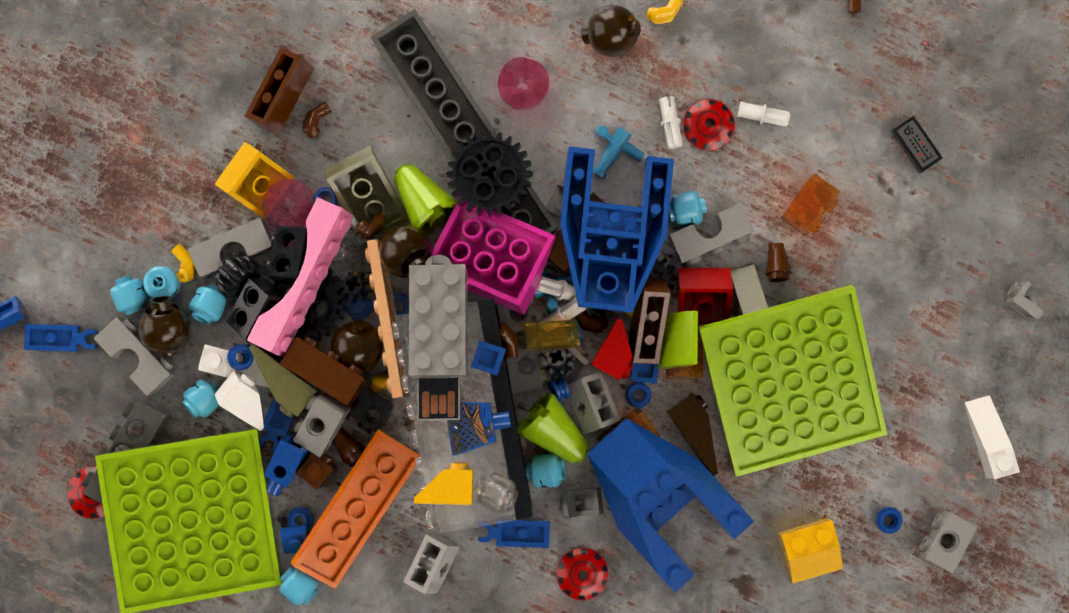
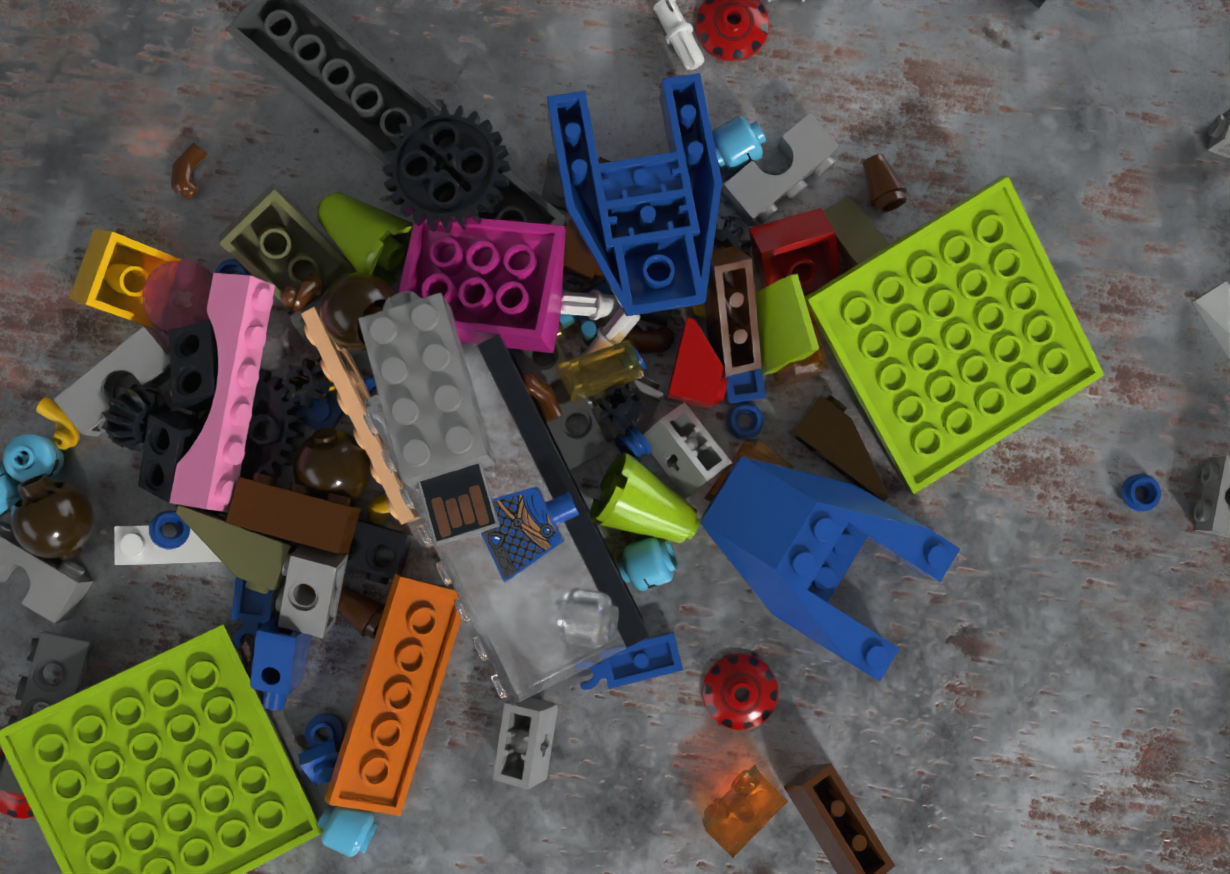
camera: 20 degrees left, 0 degrees up
(201, 398) = (137, 603): medium azure head -> none
(208, 304) = (107, 470): medium azure head -> none
(241, 398) = (188, 588): white slope -> none
(279, 91) = (122, 144): reddish brown brick -> none
(317, 470) = (326, 657): reddish brown brick -> none
(450, 486) = (513, 630): yellow slope -> none
(488, 358) = (516, 422): blue plate -> none
(528, 69) = (460, 18): clear pink plate -> none
(582, 502) = (710, 593): dark grey bracket -> none
(616, 145) = (613, 86): dark azure piece -> none
(810, 205) = (905, 89): clear orange brick -> none
(811, 550) = (1047, 564): yellow slope -> none

